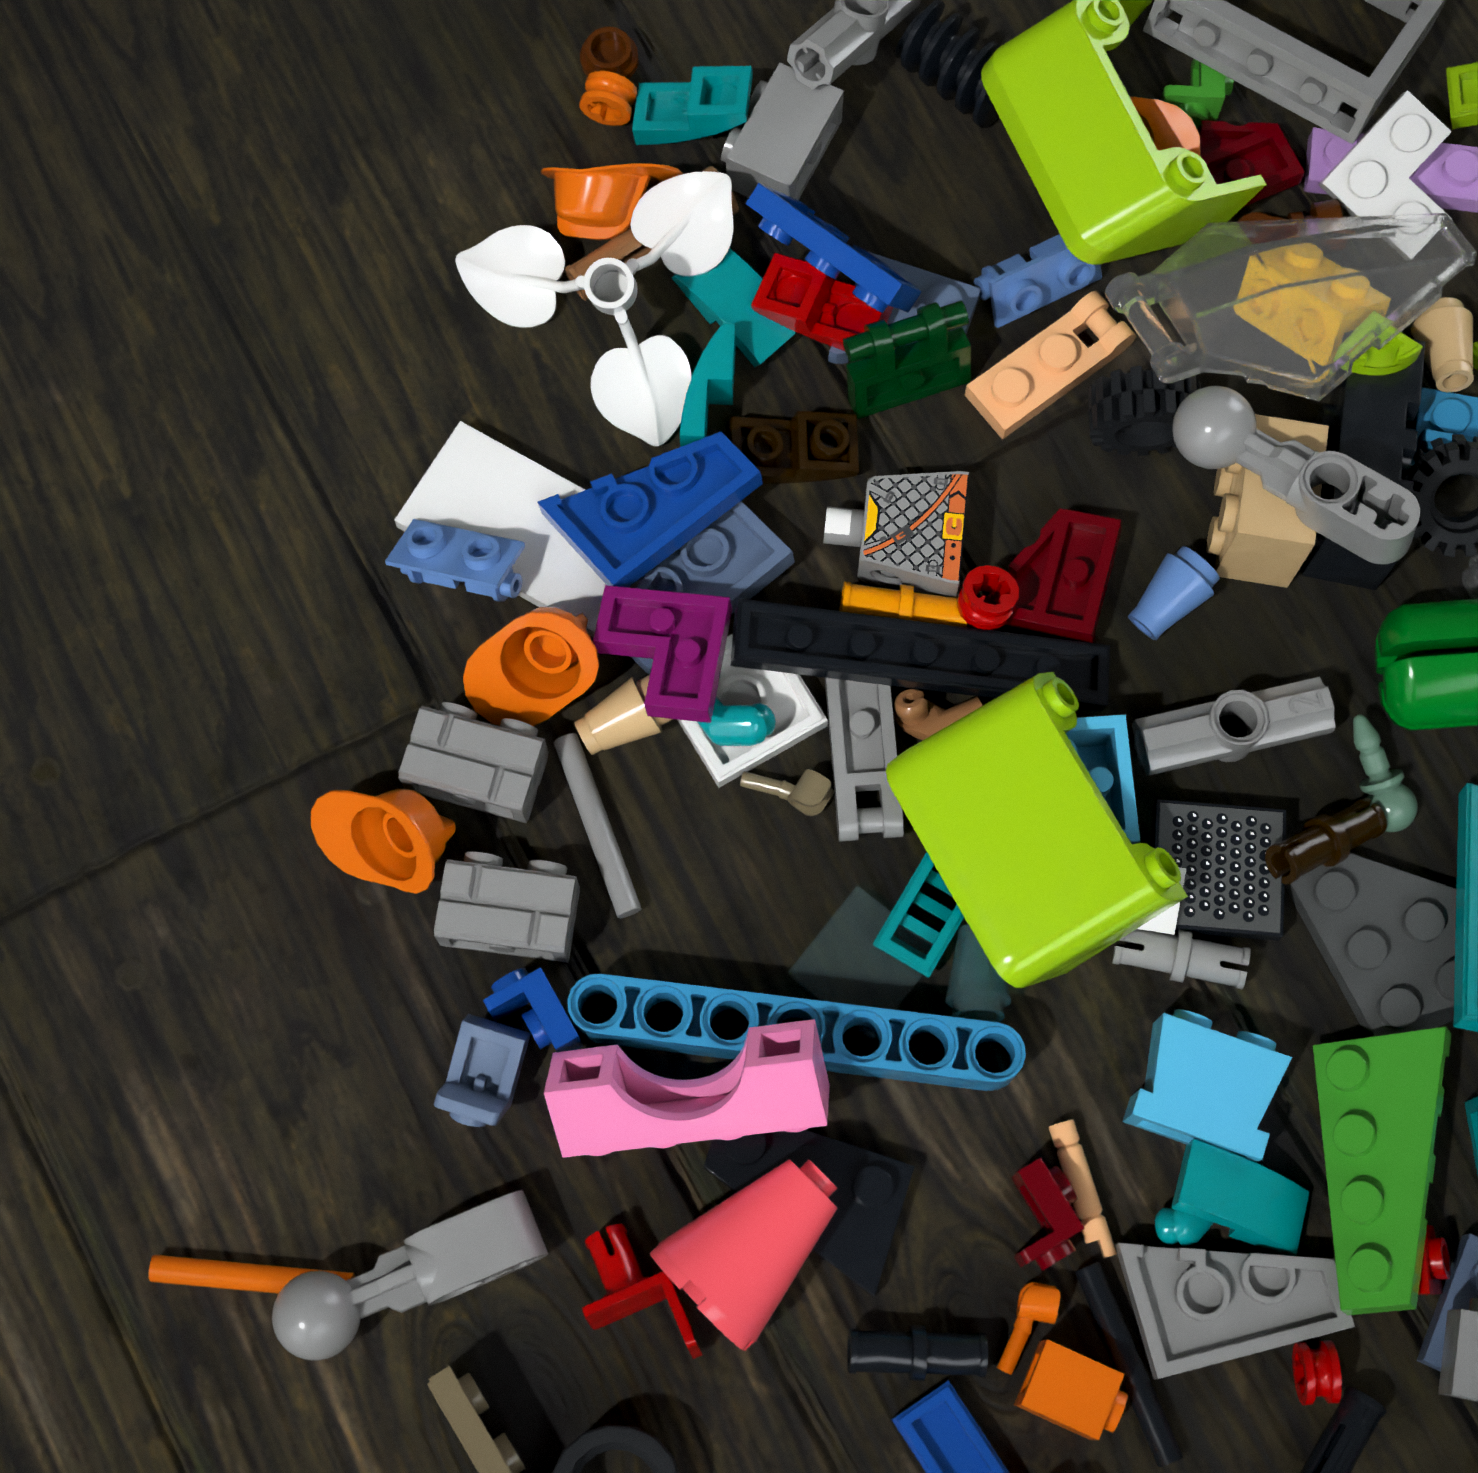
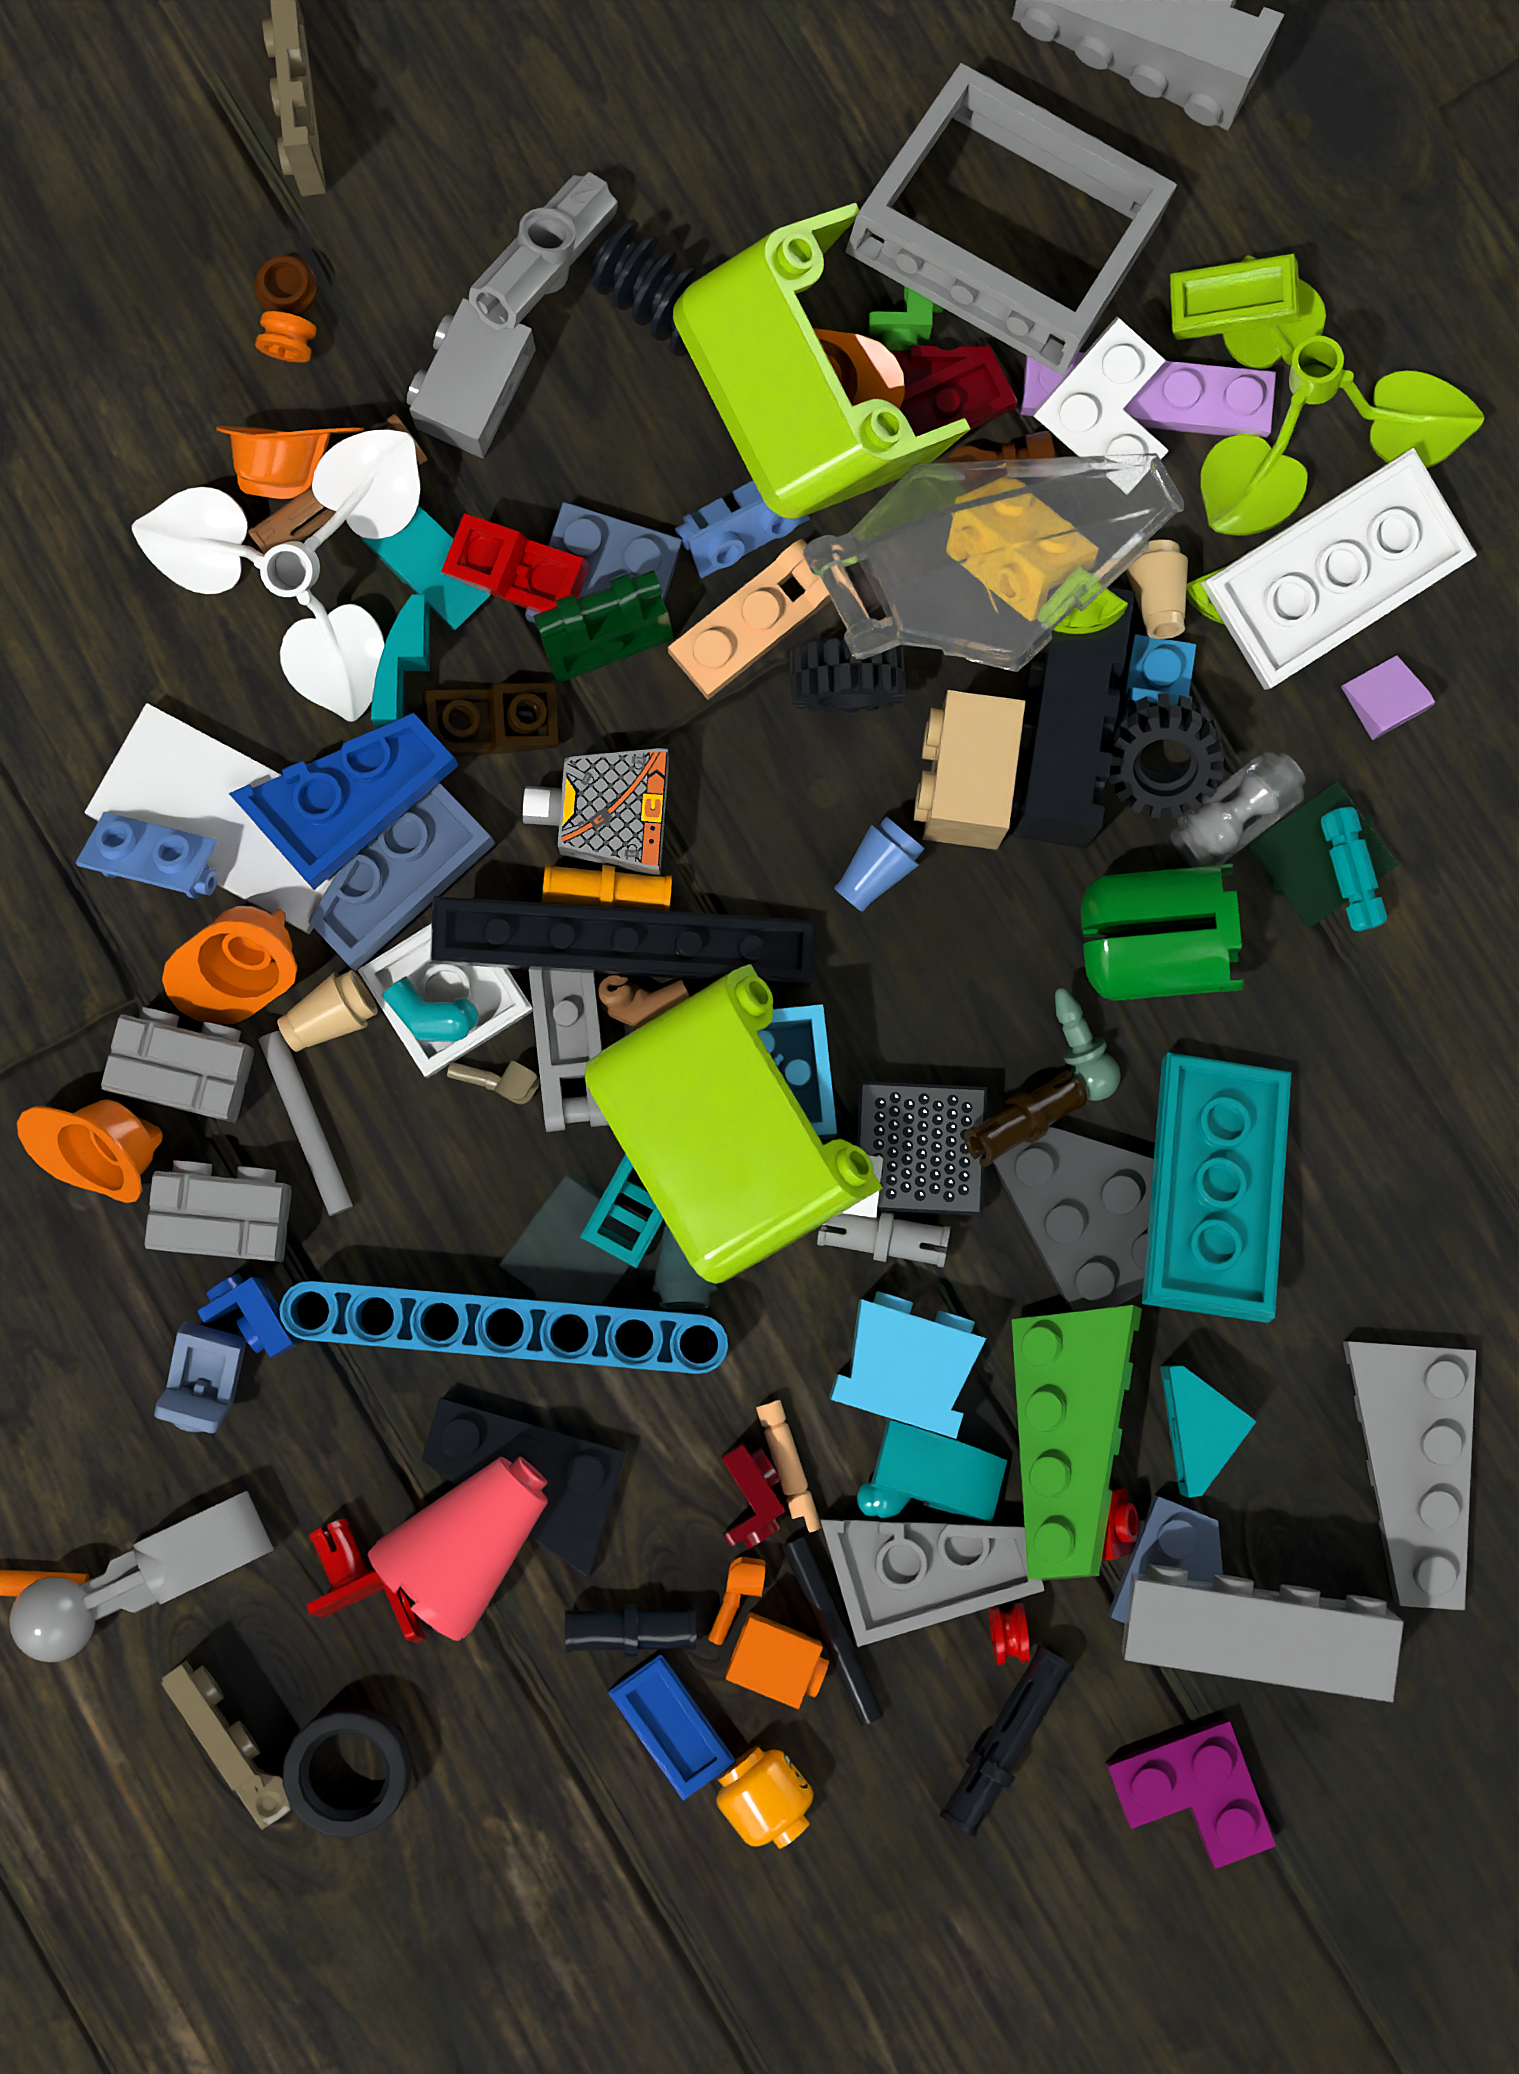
camera: 10 degrees left, 10 degrees up
(611, 1104) = (326, 1407): bright pink arch -> none
(680, 634) = (380, 935): magenta plate -> none
(695, 109) = (374, 348): teal slope -> none
(790, 218) = (478, 482): blue wing -> none
(991, 580) = (703, 866): red bush -> none
(1065, 575) = (764, 852): dark red wing -> none
(1220, 429) = (912, 713): light grey beam -> none
(1270, 716) = (976, 991): light grey piece -> none

